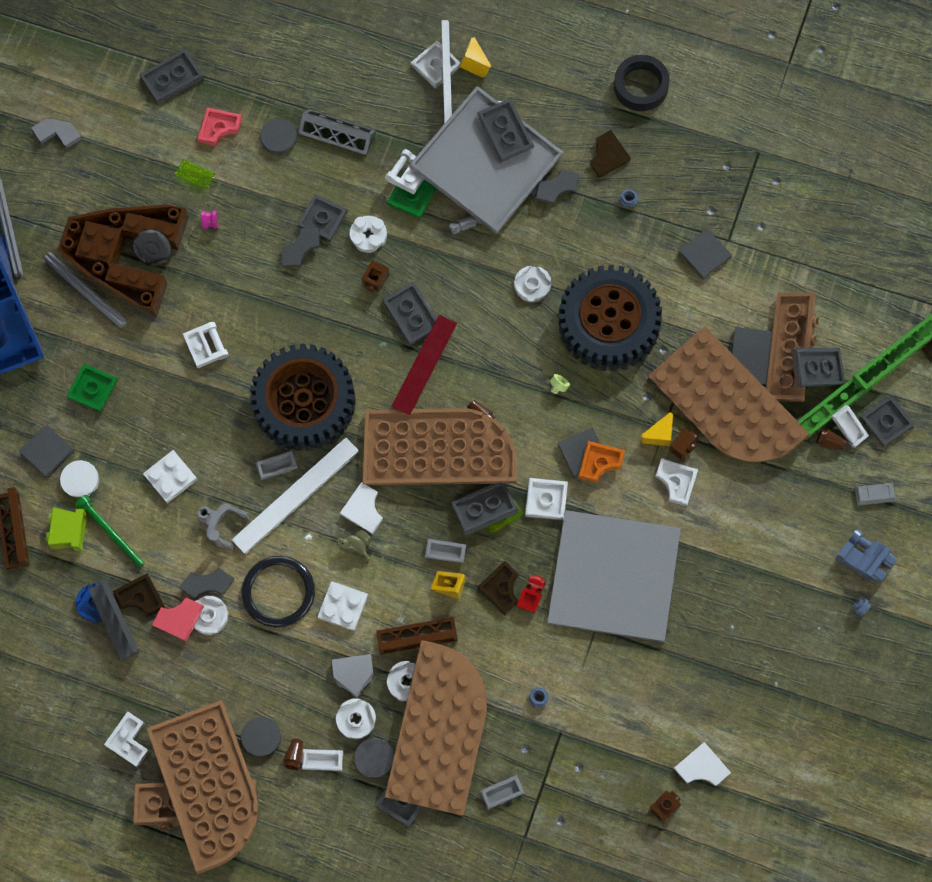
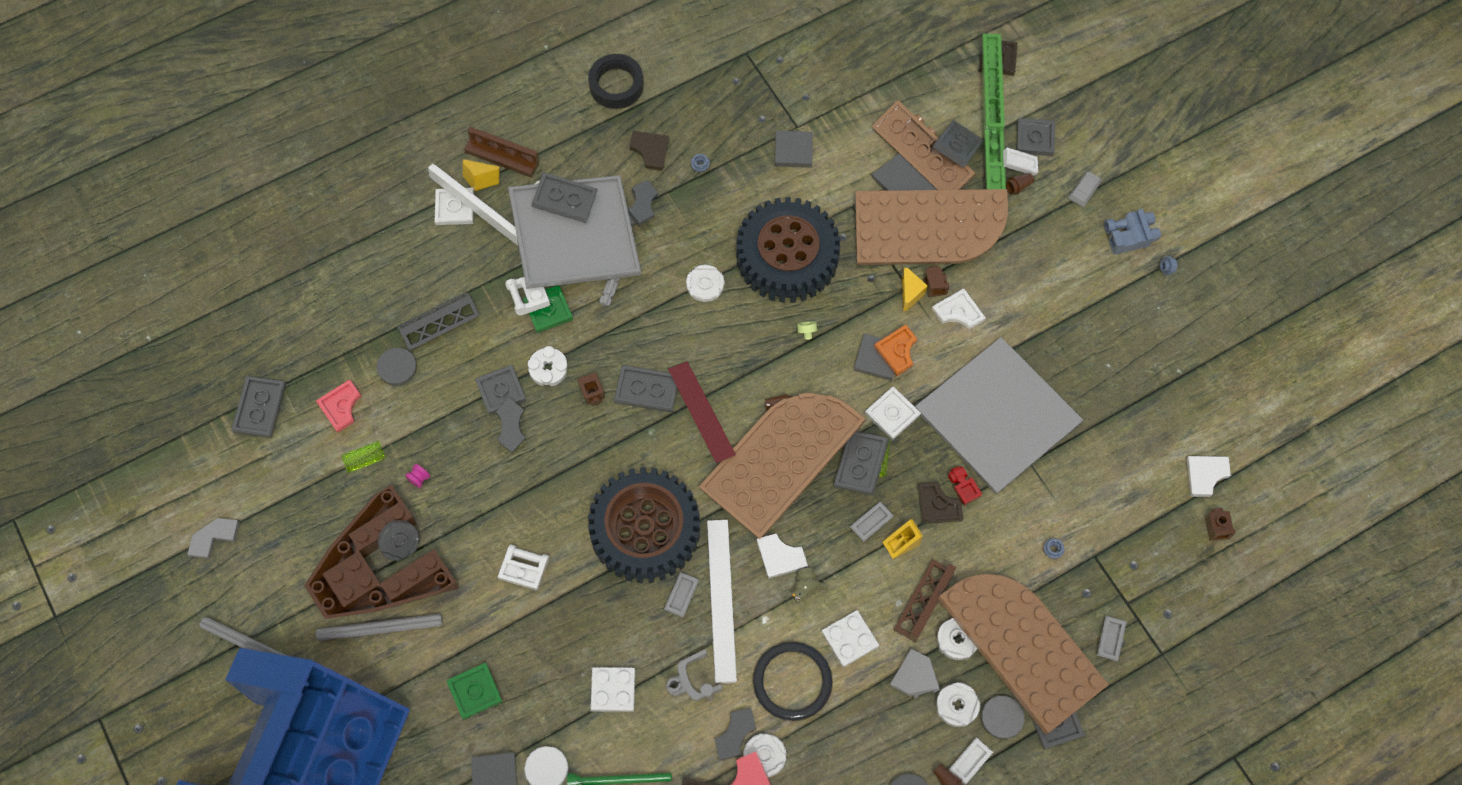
camera: 55 degrees left, 5 degrees down
(506, 58) = (502, 152): none -> reddish brown fence

